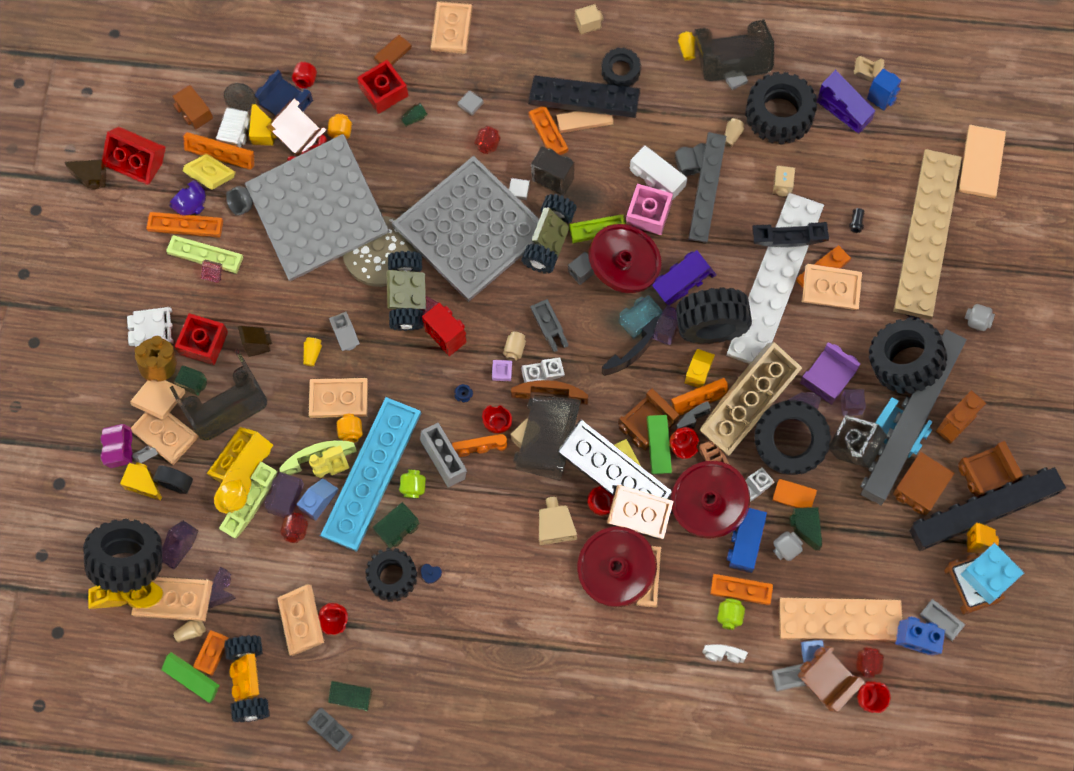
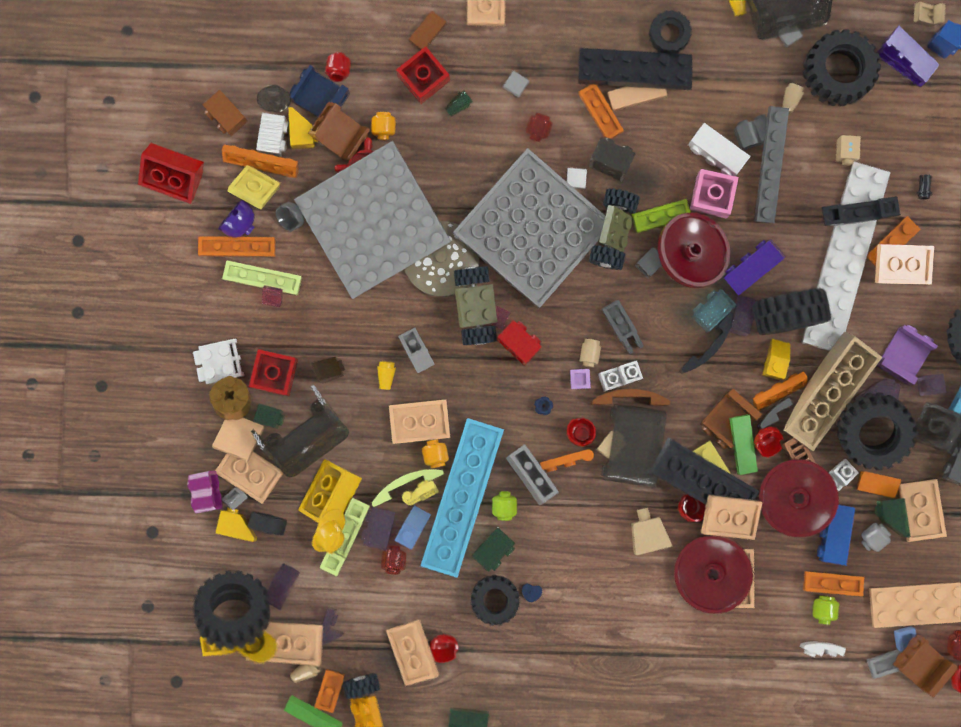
camera: 10 degrees left, 15 degrees up
(89, 172) = (128, 197): dark brown slope -> none
(839, 525) = (923, 510): none -> light nougat tile

